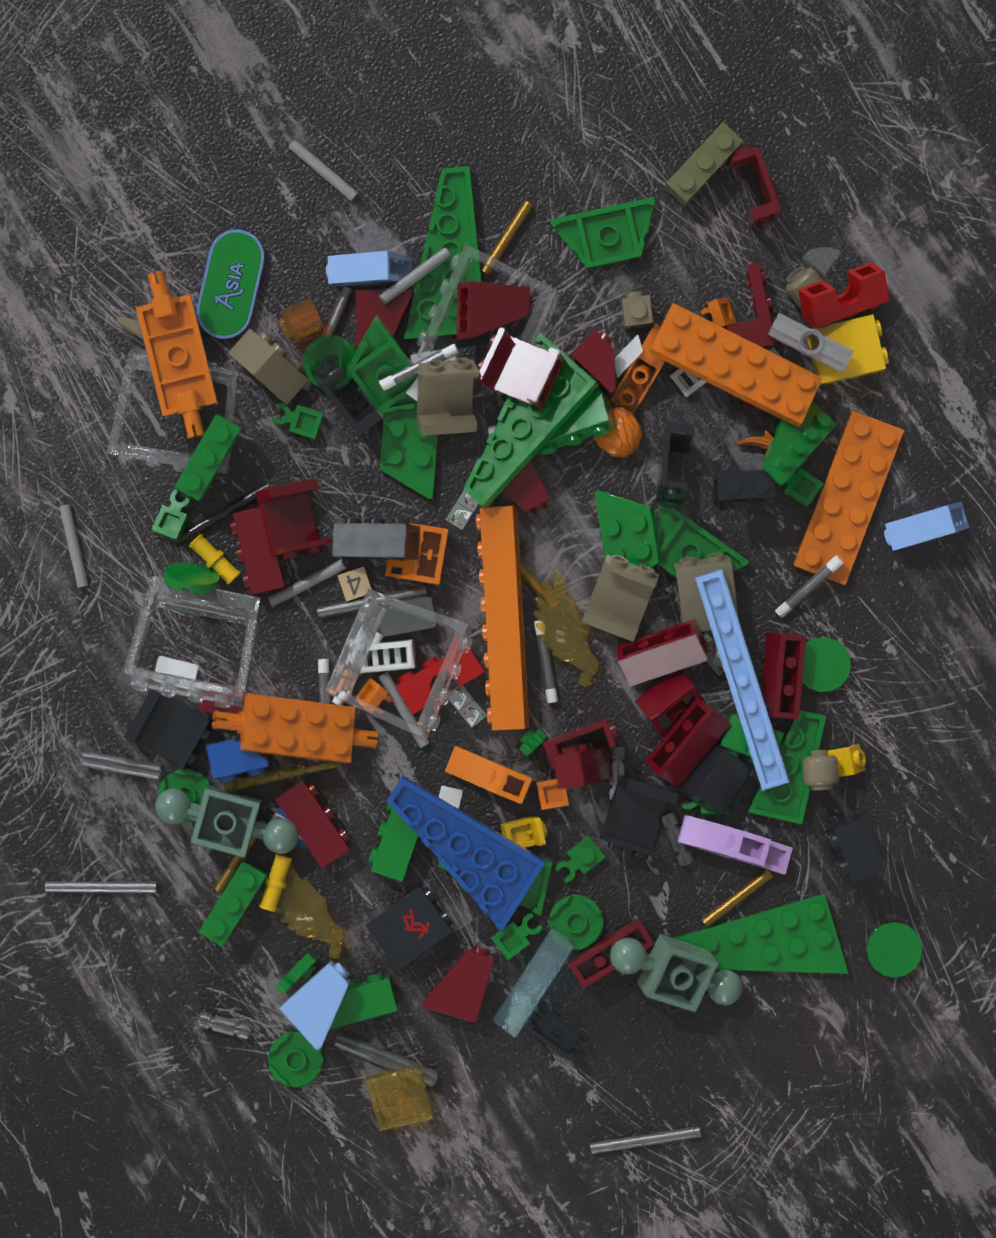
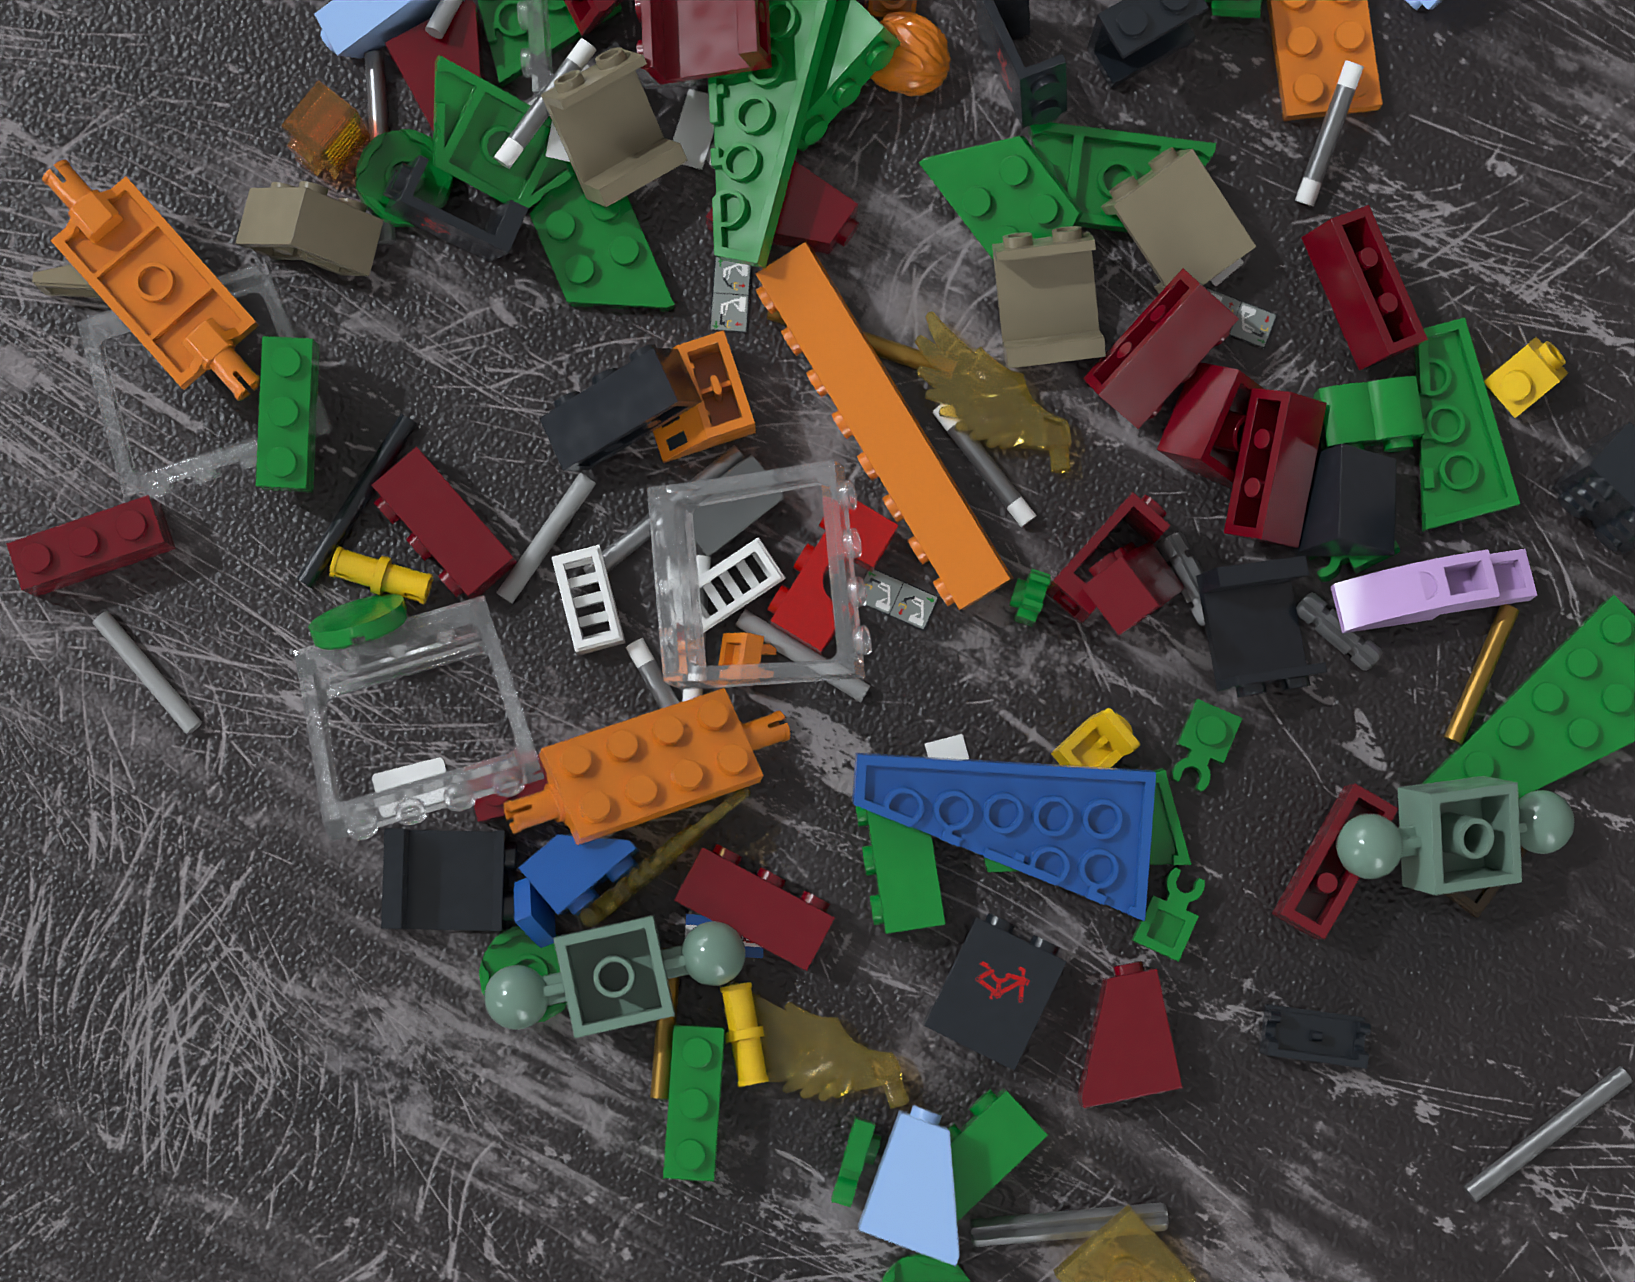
camera: 35 degrees left, 5 degrees down
(78, 469) = (91, 546): none -> dark red brick
(100, 887) = (468, 1192): flat silver bar -> none
(121, 765) = (400, 979): flat silver axle -> none
(172, 520) = (283, 549): green plate -> none
(202, 770) = (533, 913): none -> blue tile
(230, 284) = (186, 140): green tile -> none
(290, 519) = (465, 446): dark red panel -> none
(303, 421) = (410, 291): green plate -> none
(307, 649) = (600, 640): none -> white slope
(354, 583) = (621, 499): tan tile -> none
(488, 414) = (695, 129): none -> white sticker
(488, 774) = (992, 684): orange slope -> none
(534, 982) = (1238, 975): clear light blue slope -> none
(550, 795) = (1107, 660): orange tile -> none
(577, 919) = (1250, 845): green tile -> none
(742, 680) = (1308, 323): light blue tile -> none
(820, 770) = (1505, 400): dark tan head -> none
(825, 664) = (1421, 240): green tile -> none

